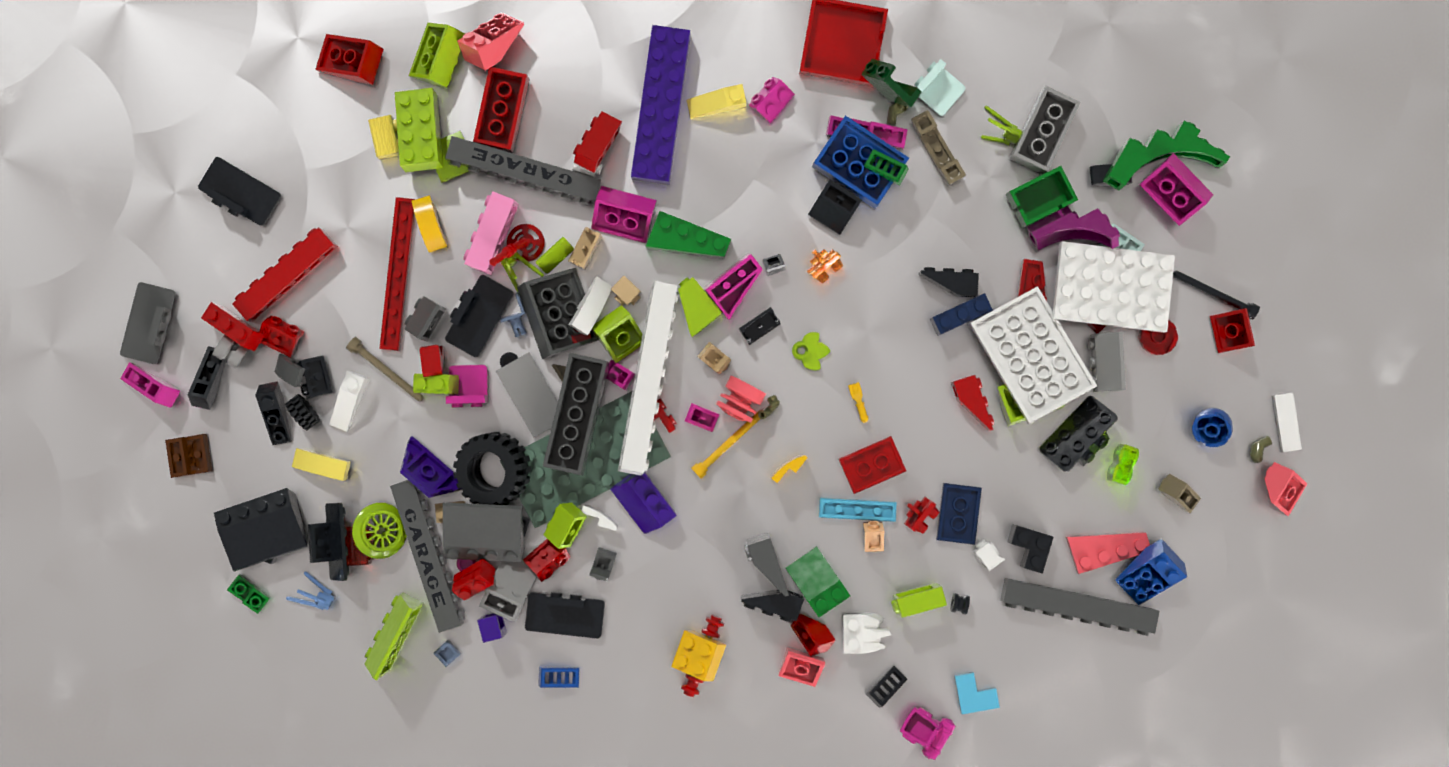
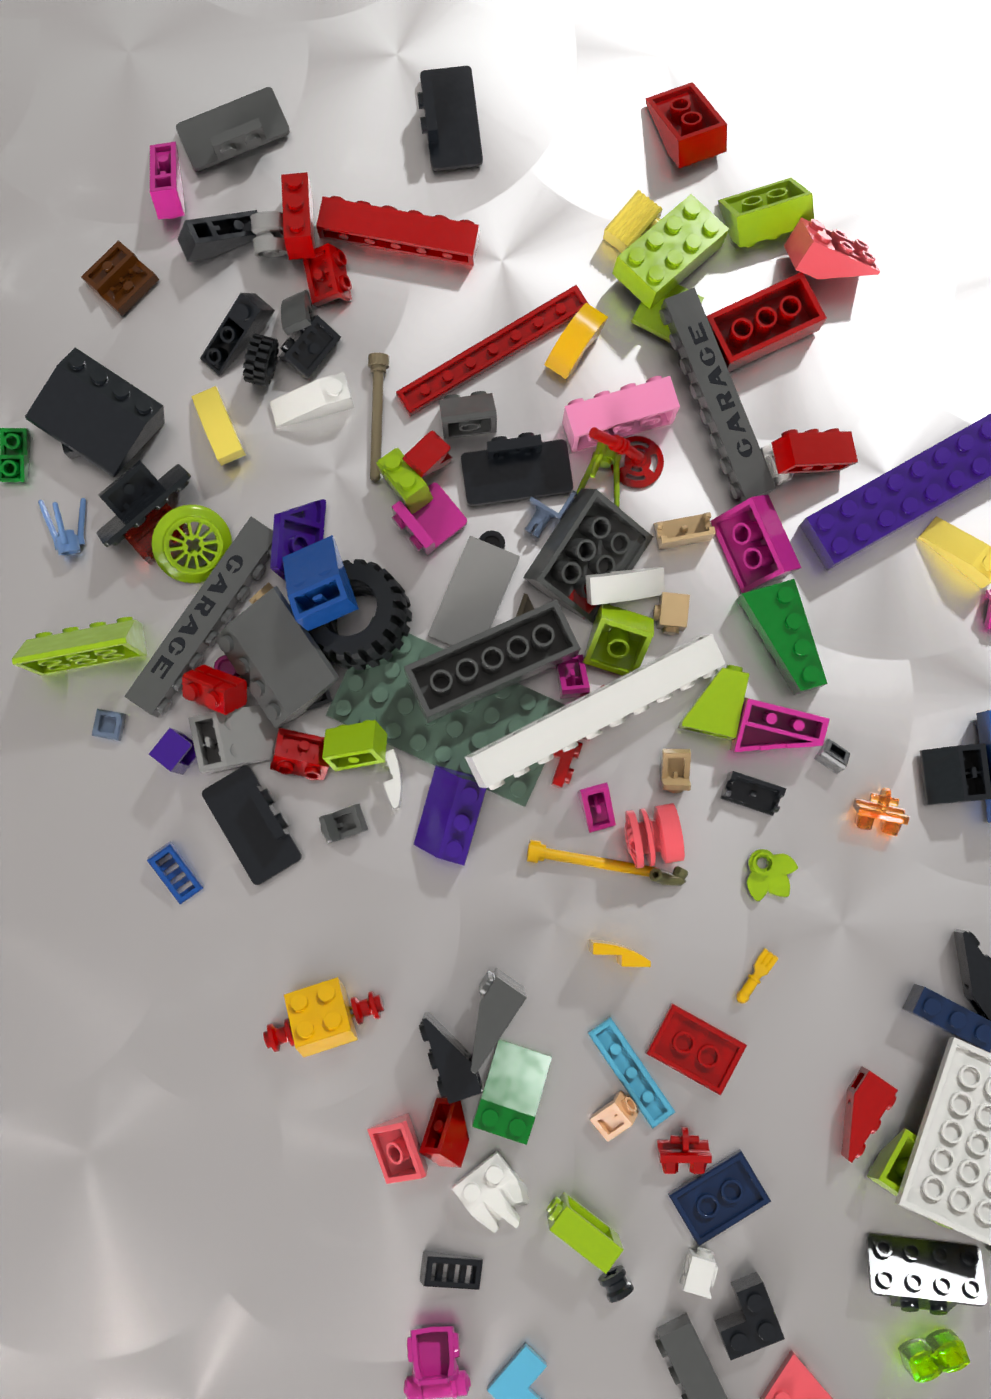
camera: 55 degrees right, 5 degrees down
(459, 478) = (318, 584): none -> blue slope
(554, 255) = (649, 503): lime slope -> none

